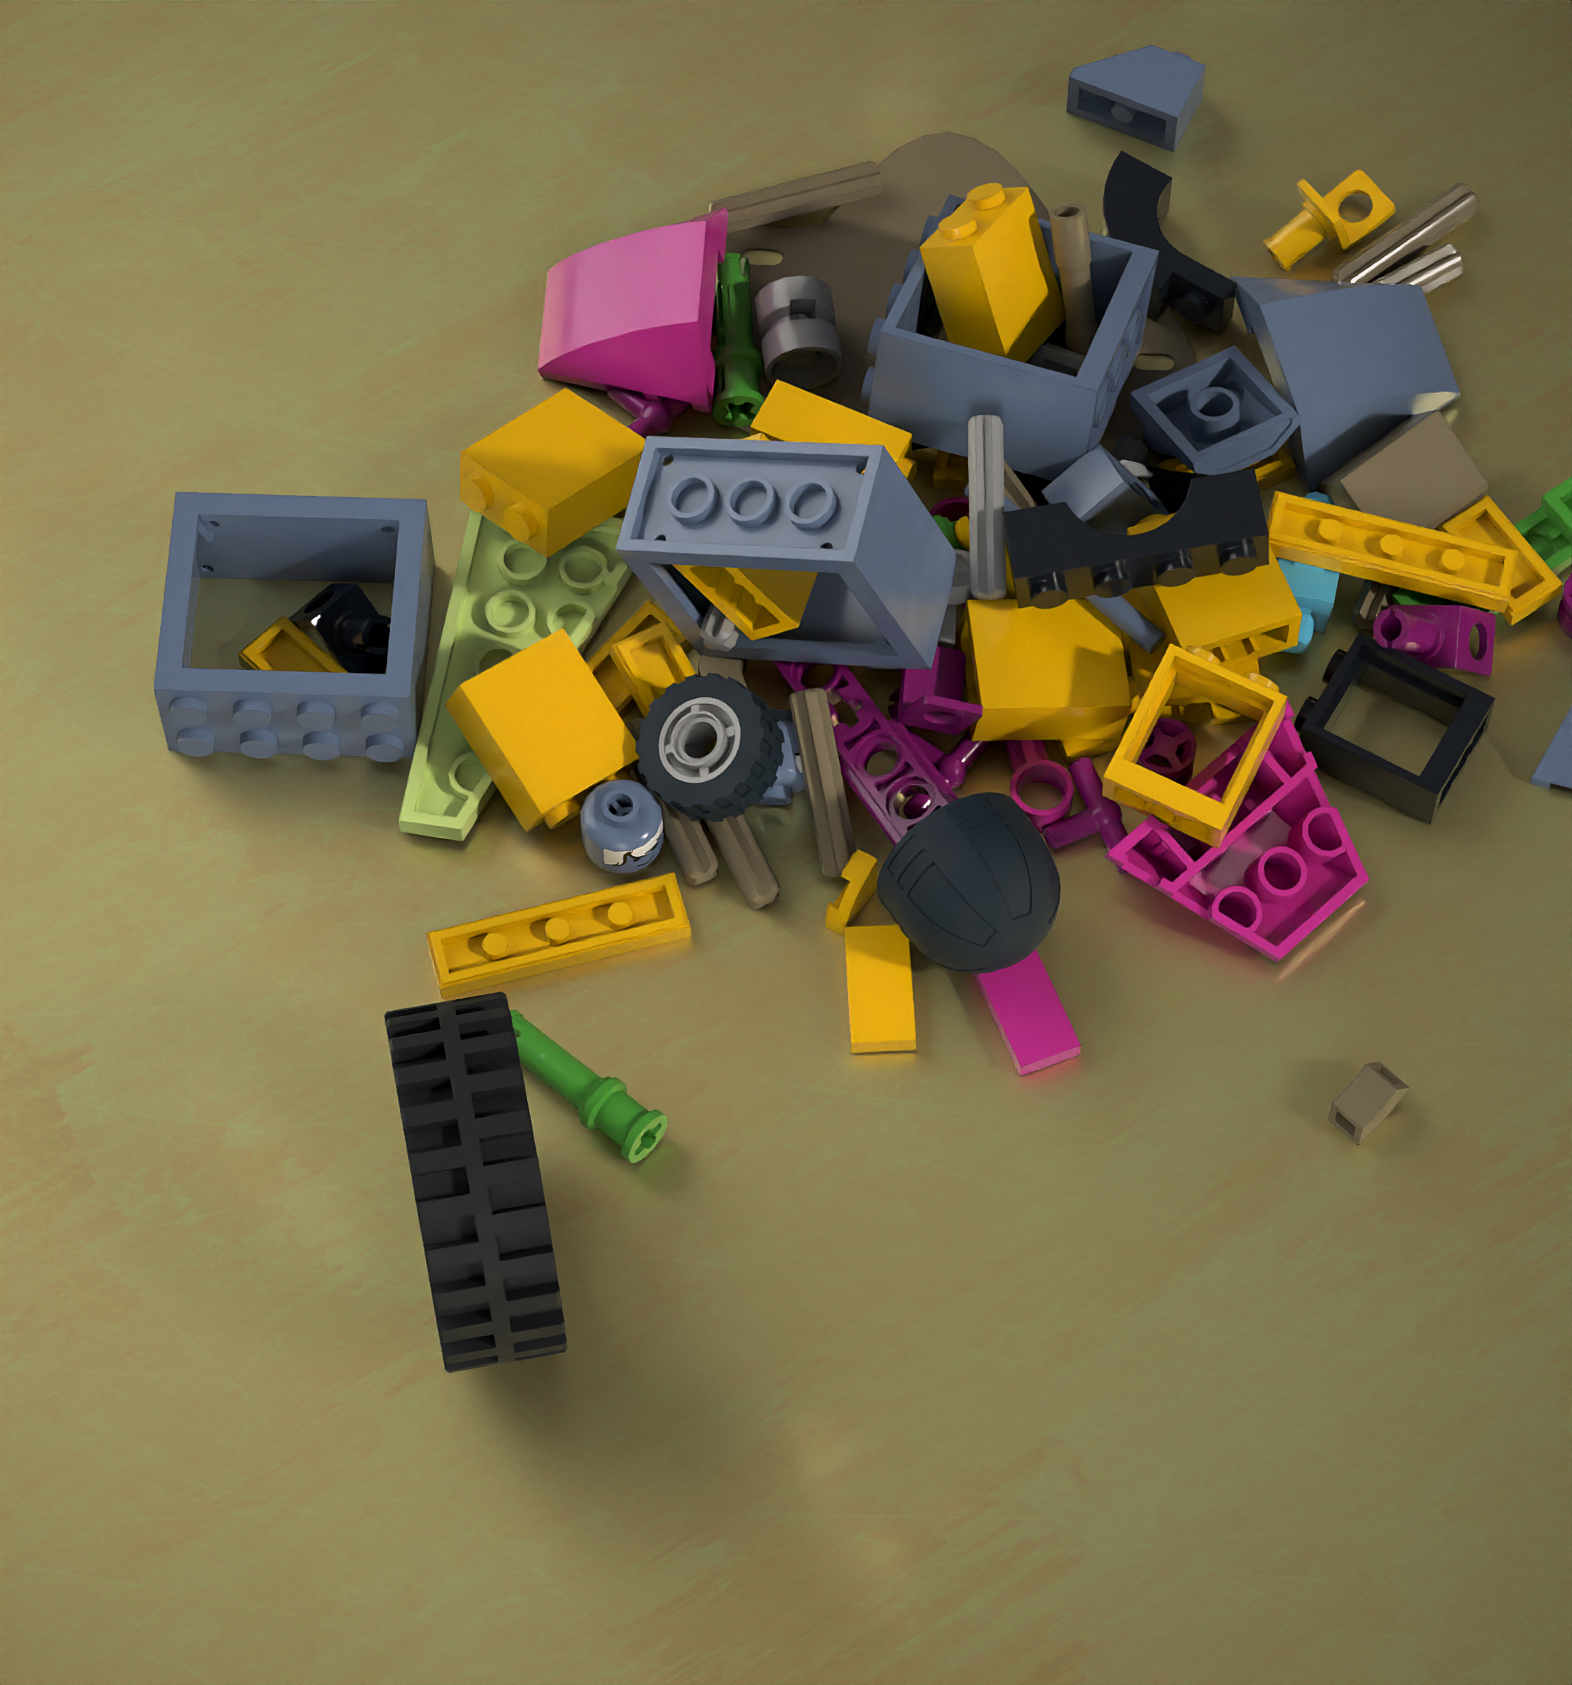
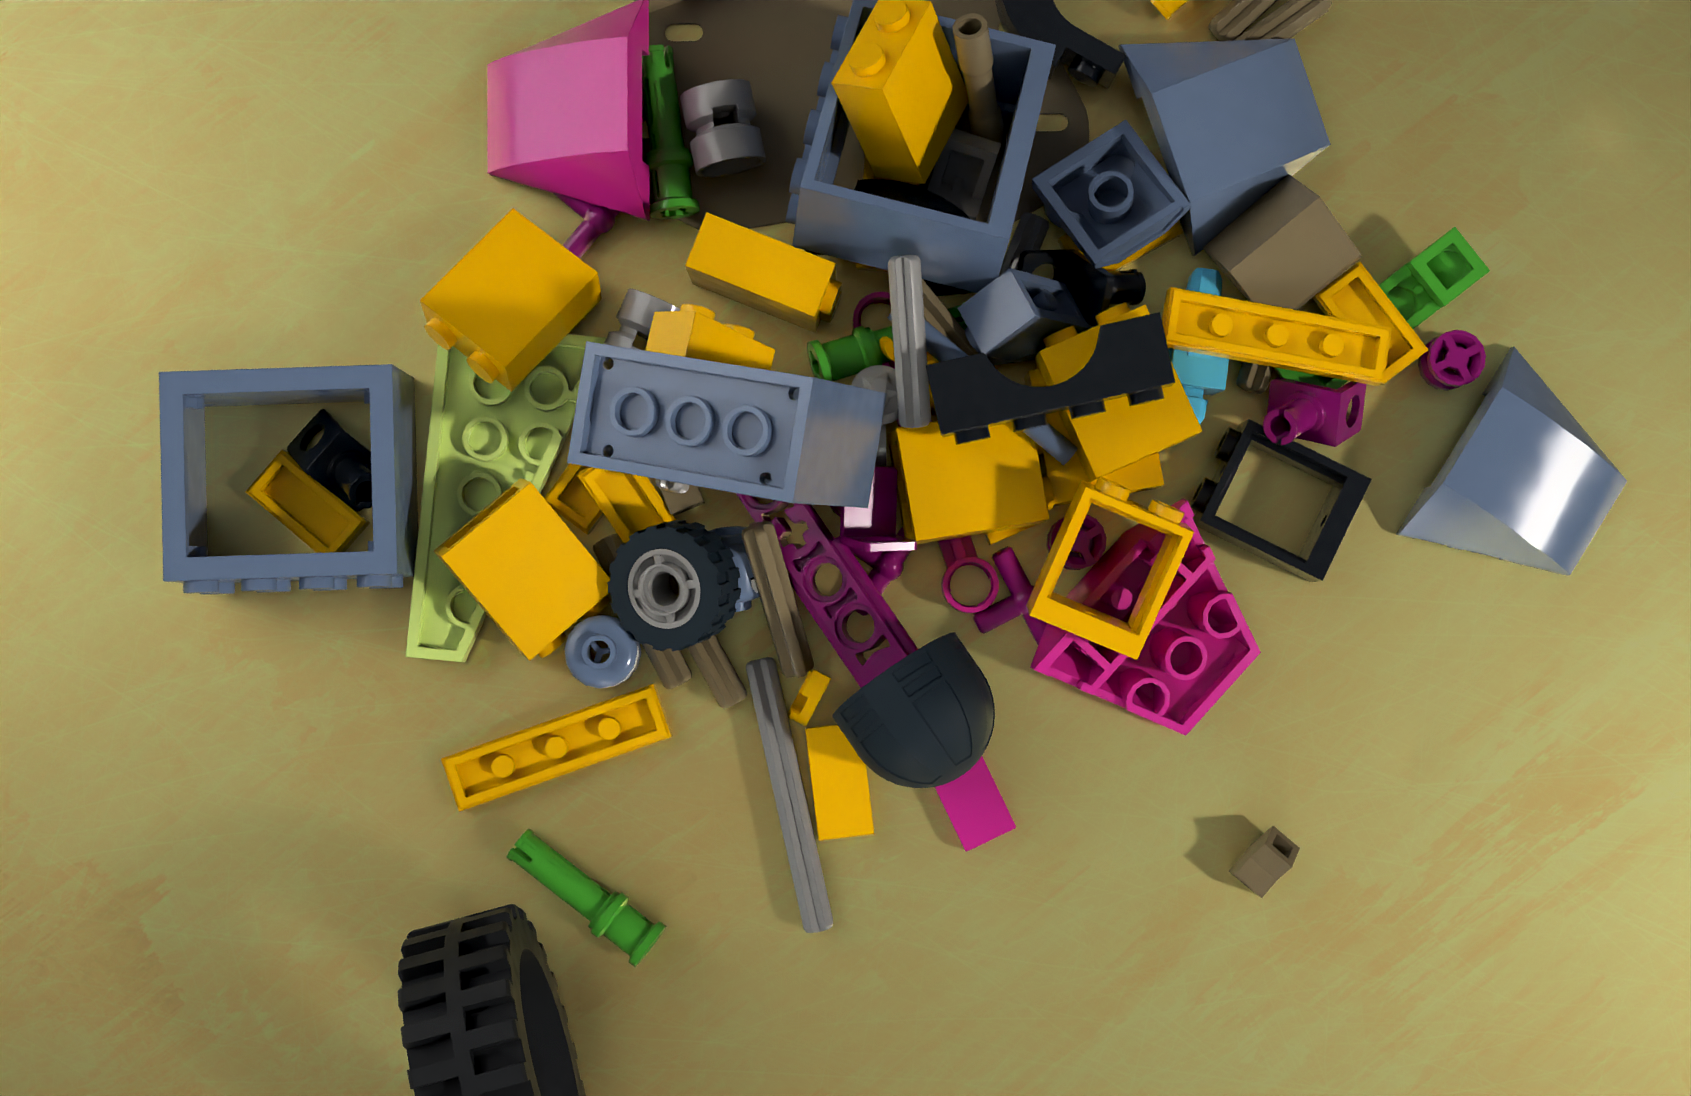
camera: 10 degrees left, 25 degrees up
(821, 1000) = (789, 795): none -> light grey axle

